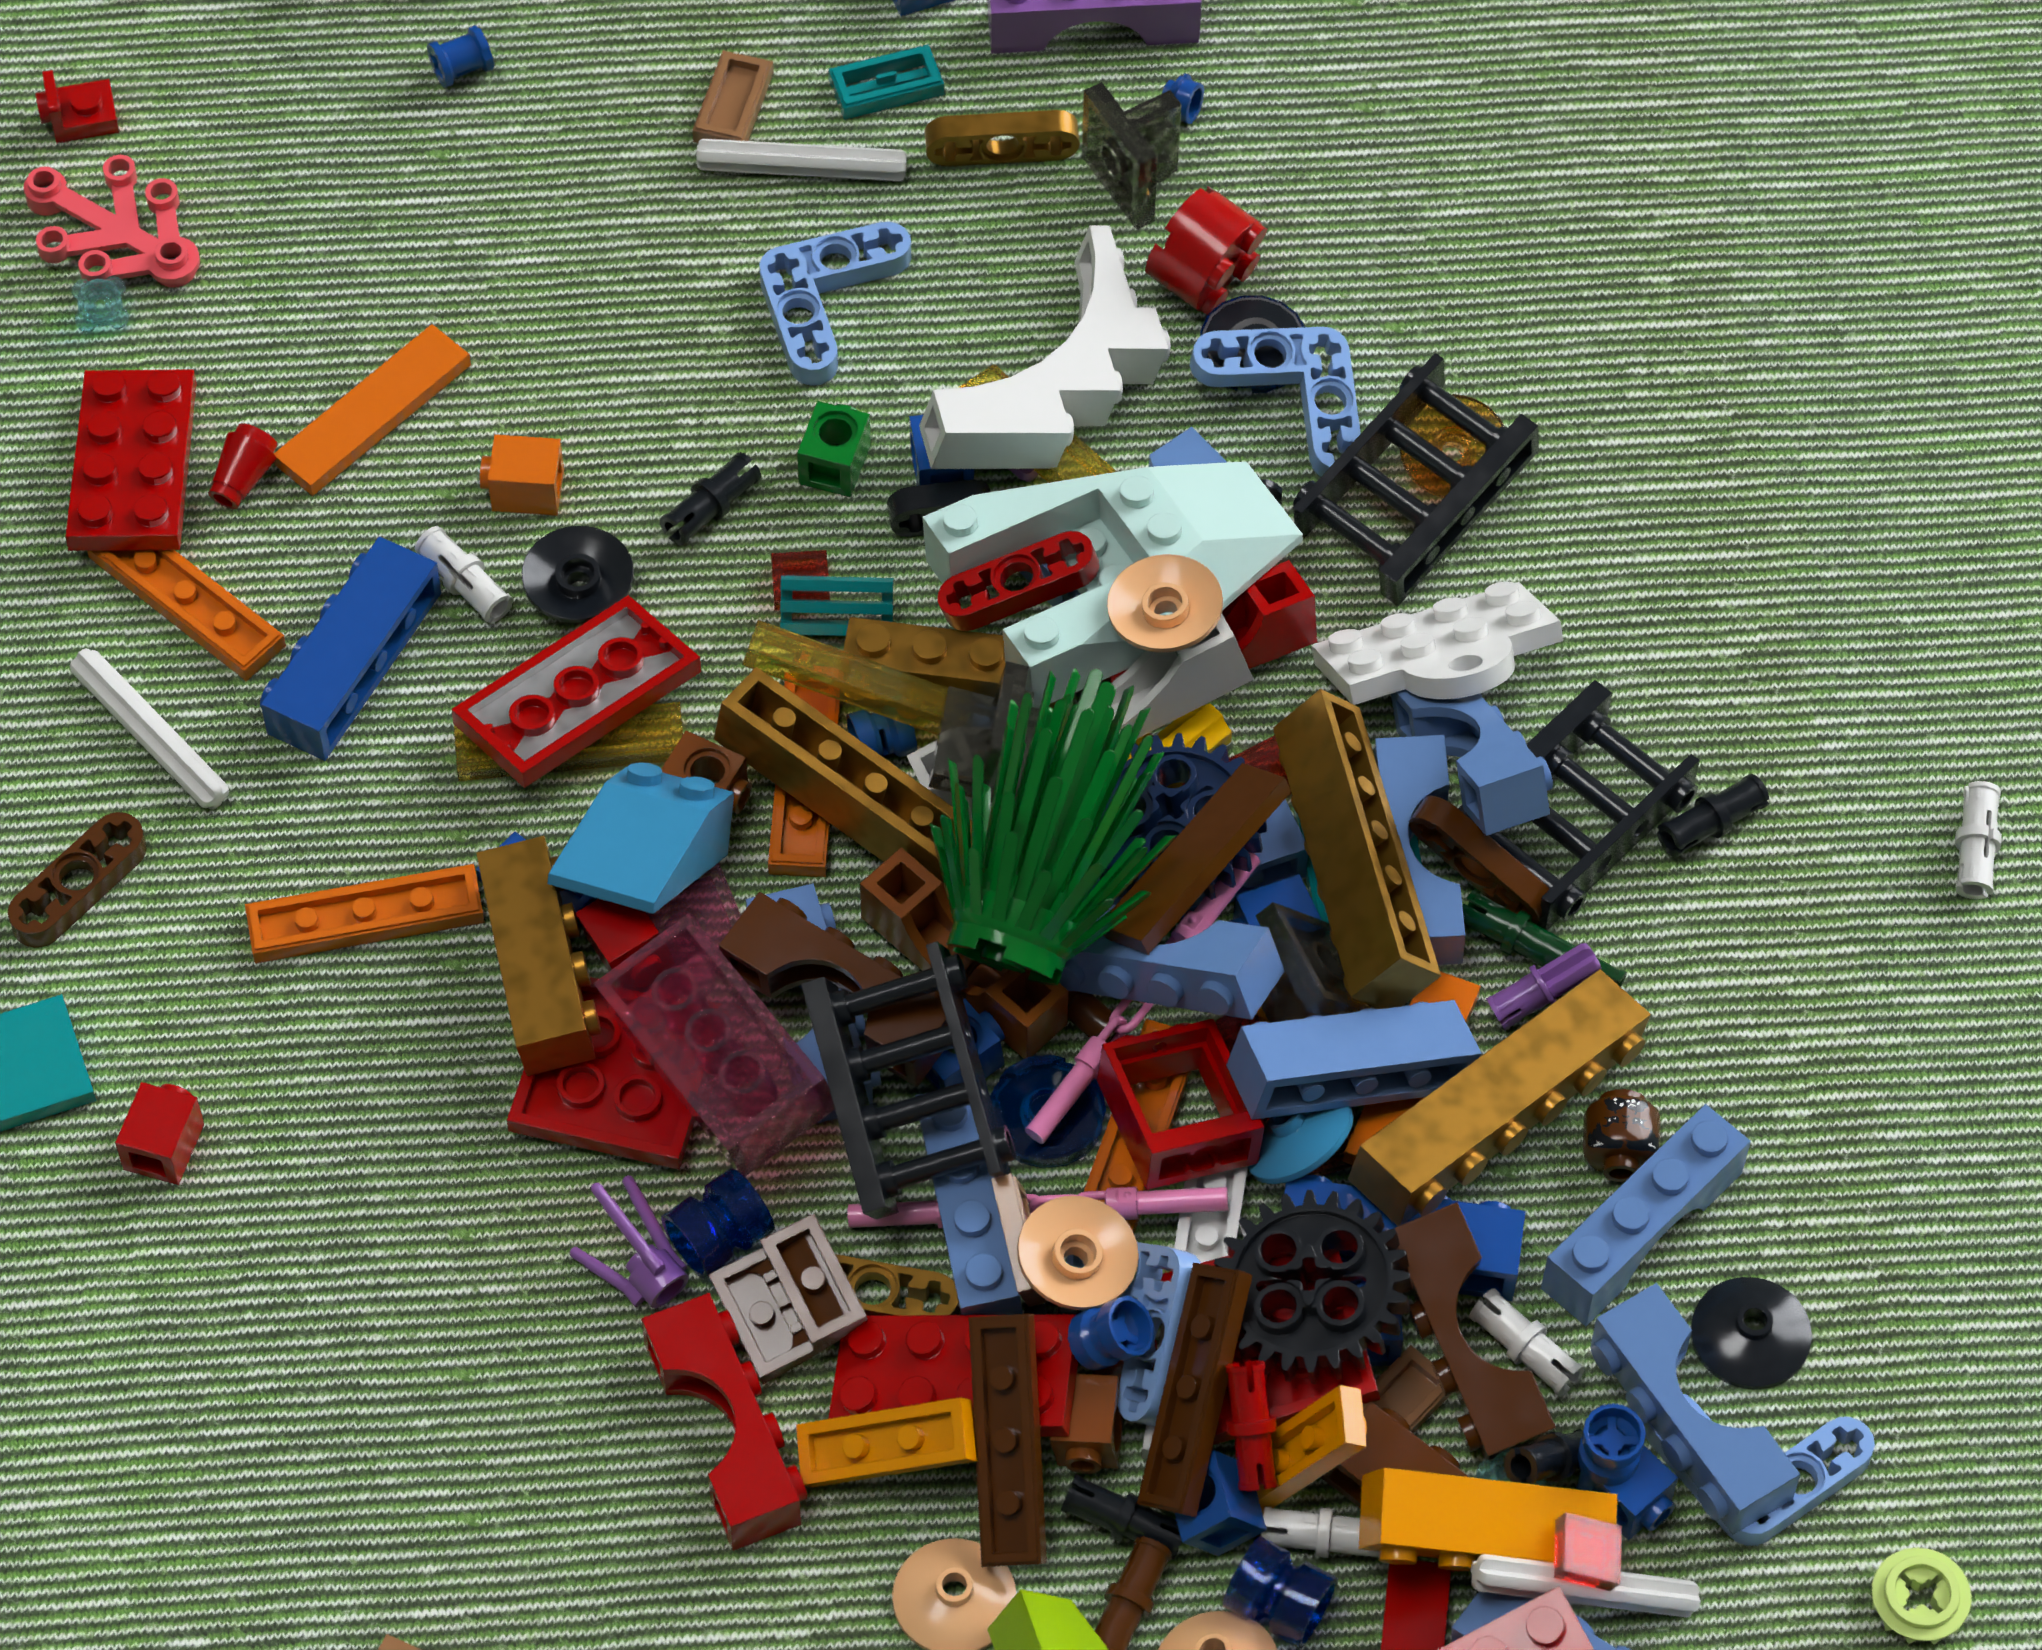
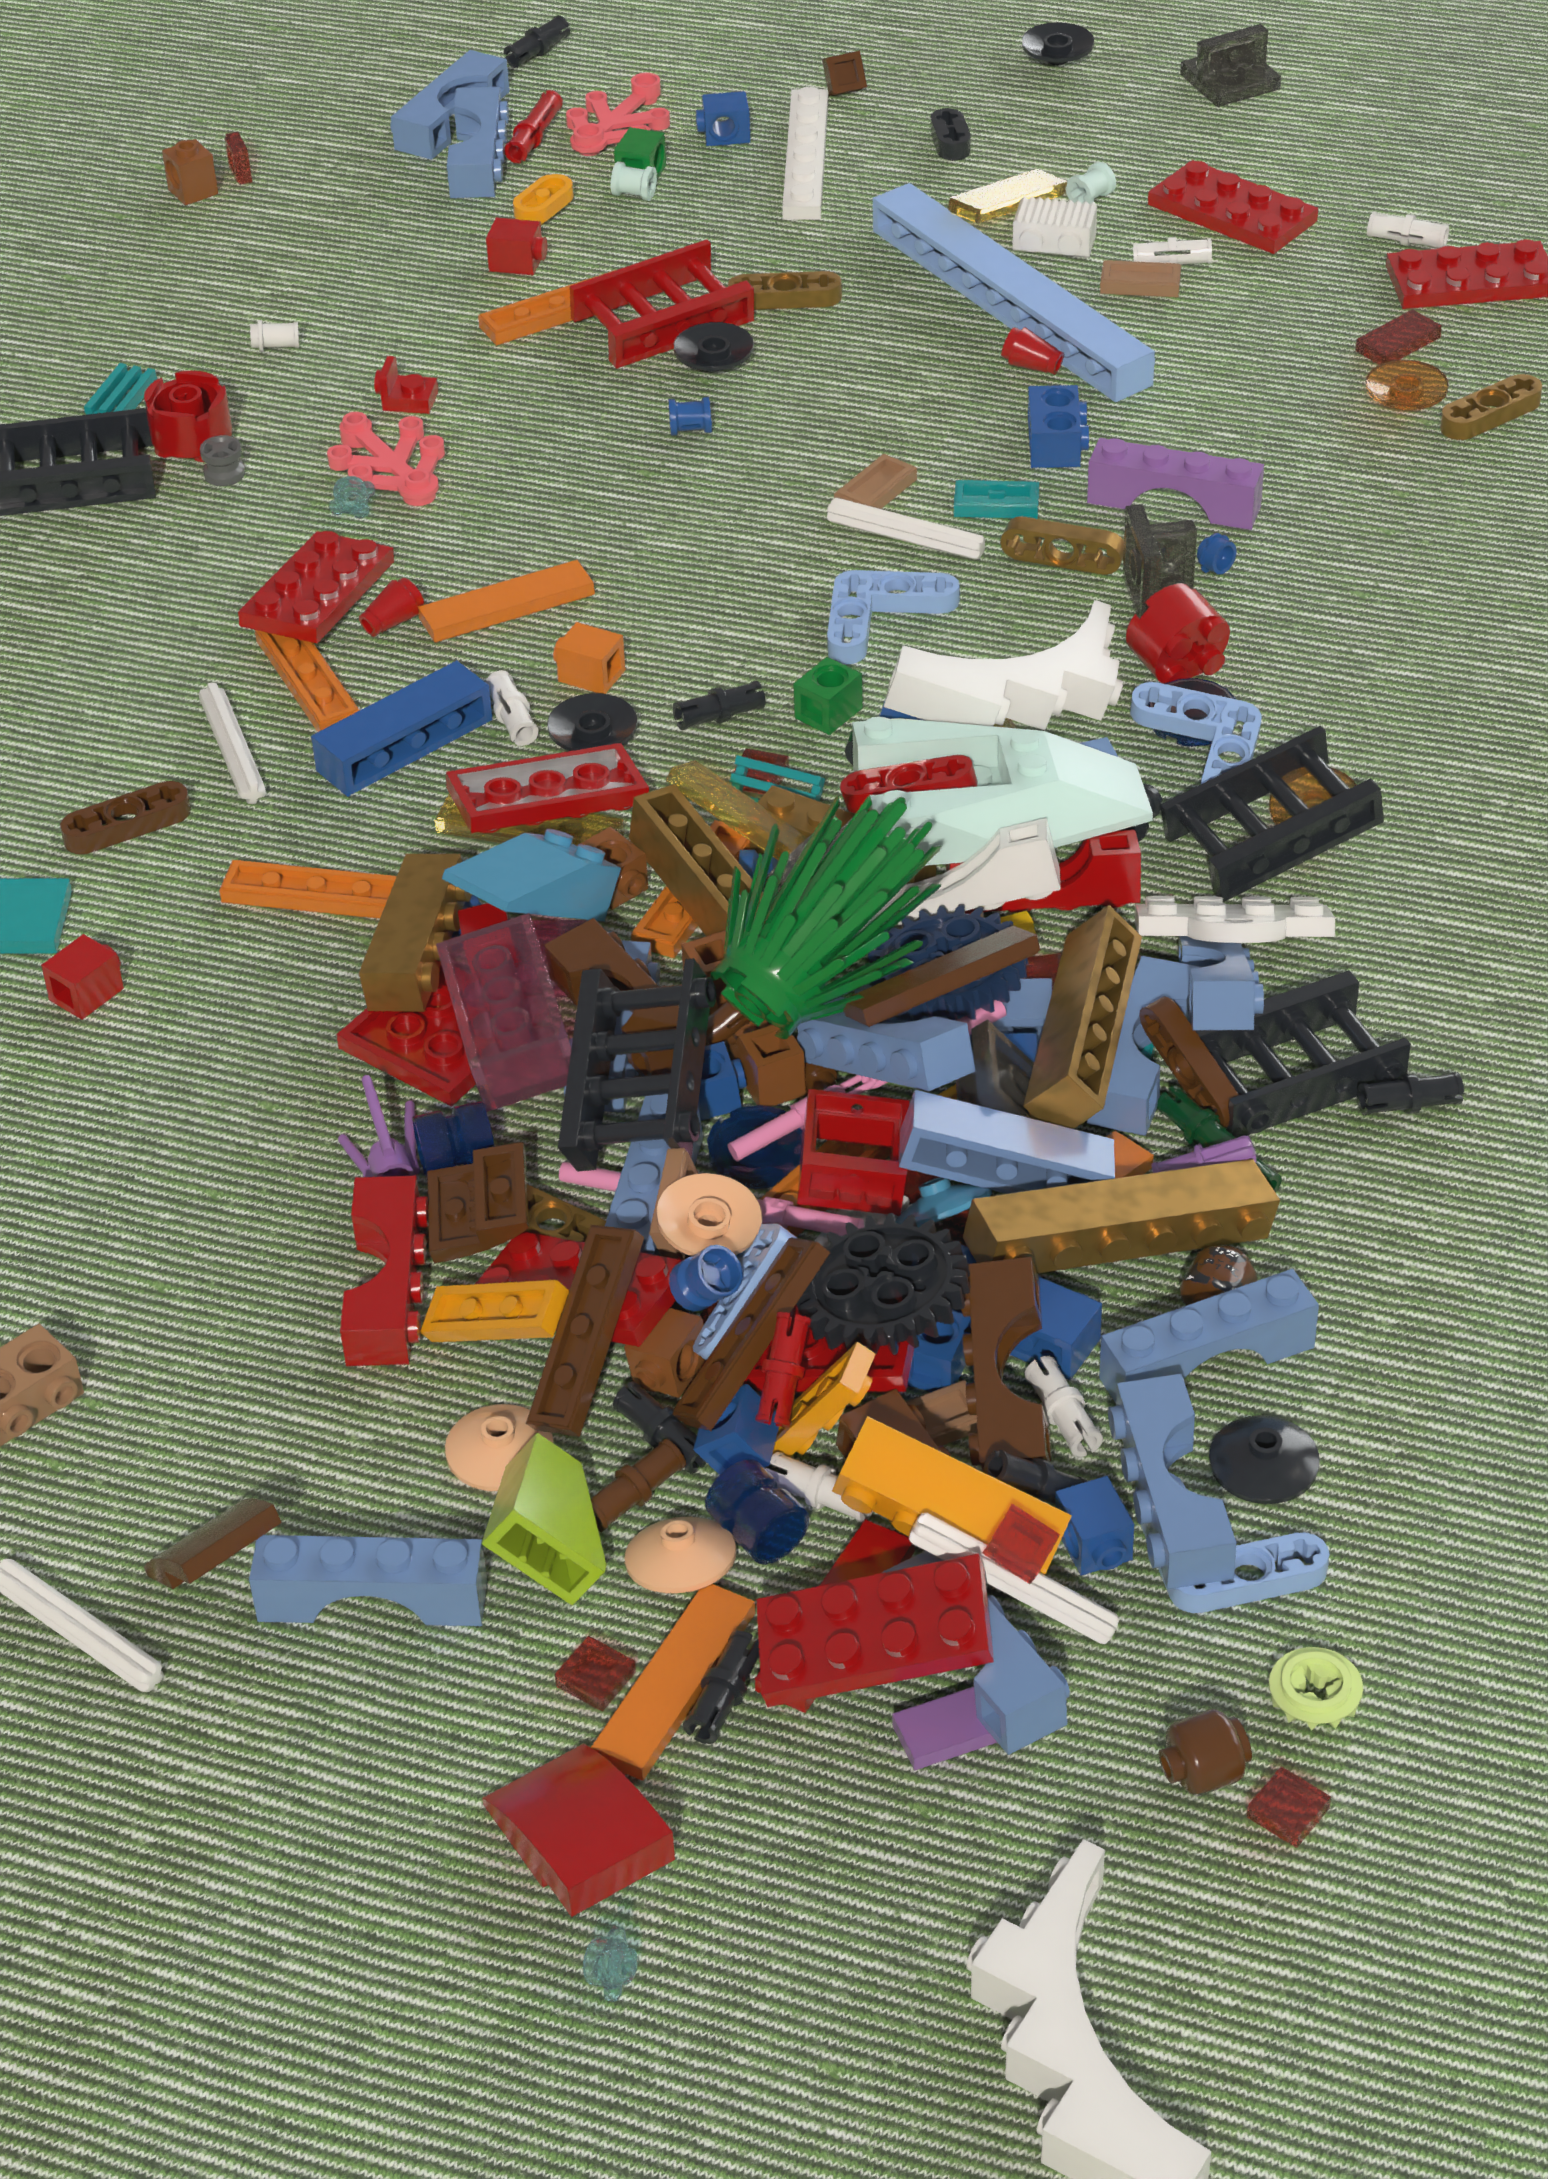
camera: 25 degrees right, 15 degrees down
(1161, 586) = (1001, 803): light nougat dish -> none
(1614, 1430) = (1081, 1474): blue wheel -> none

